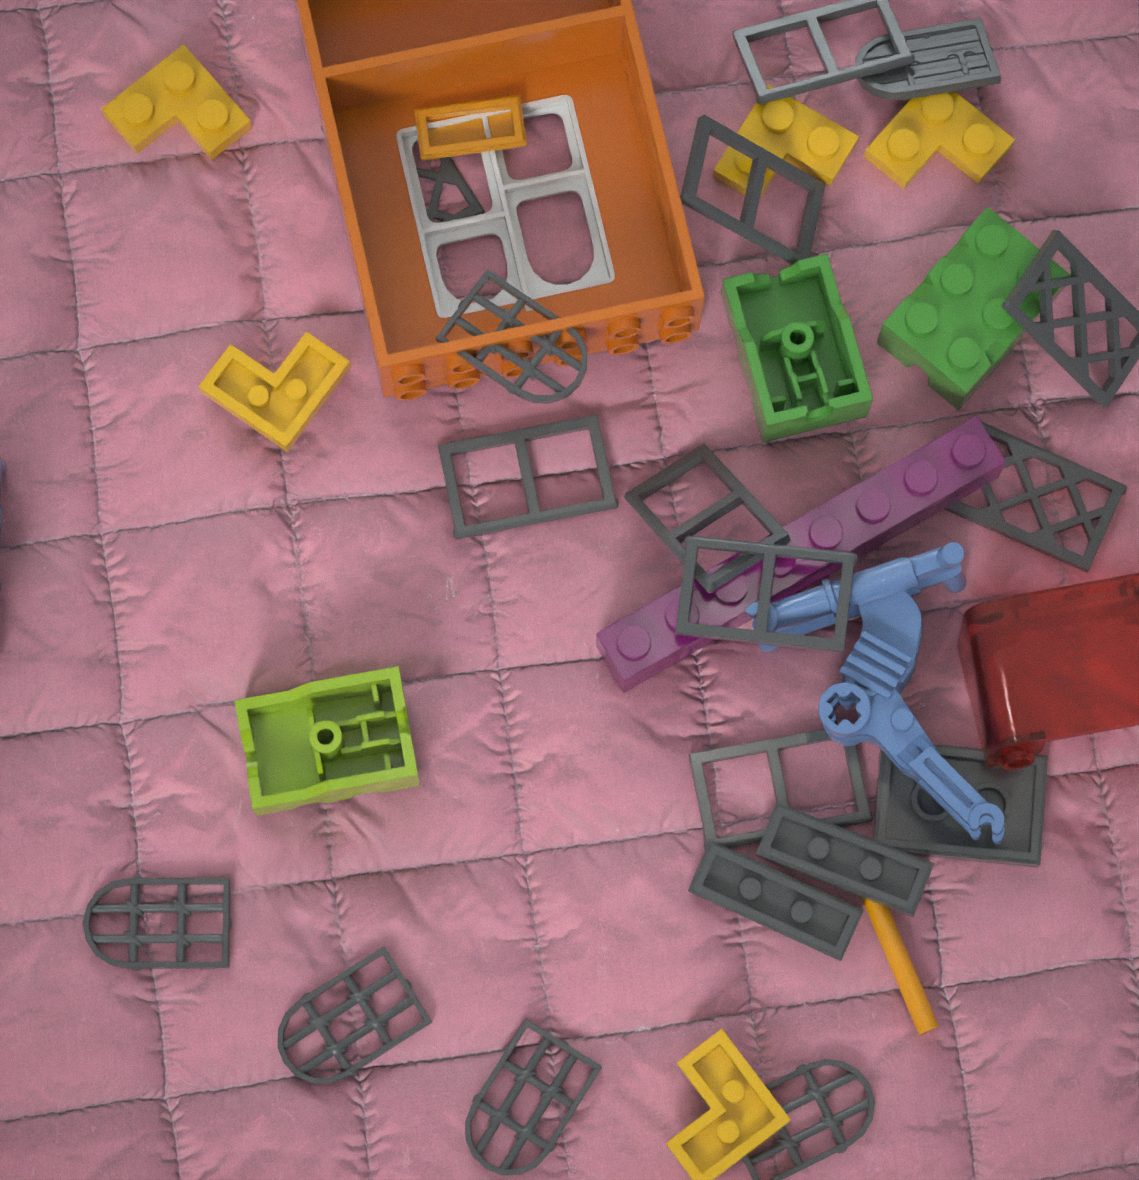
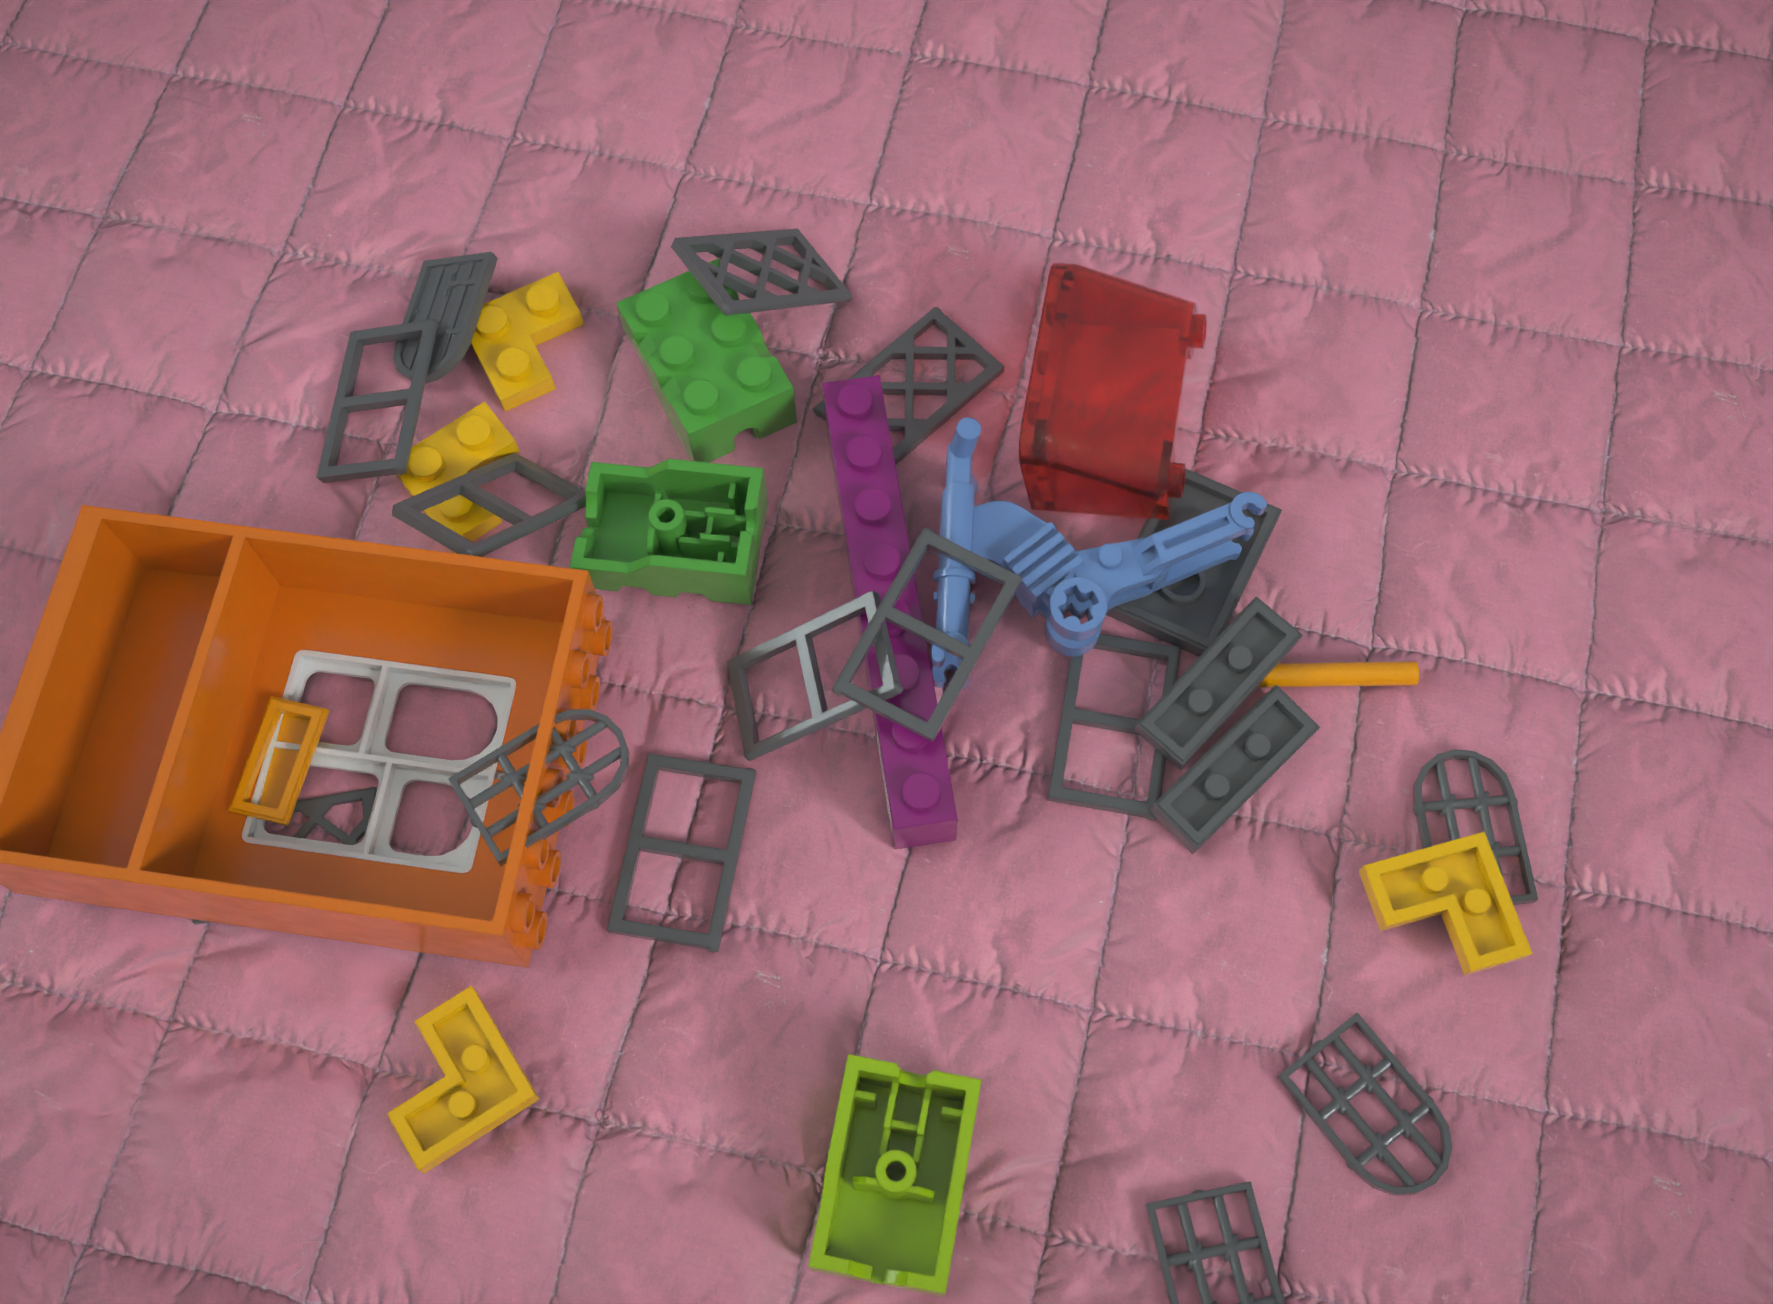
camera: 65 degrees left, 10 degrees down
(177, 93) = (66, 1070): yellow plate -> none

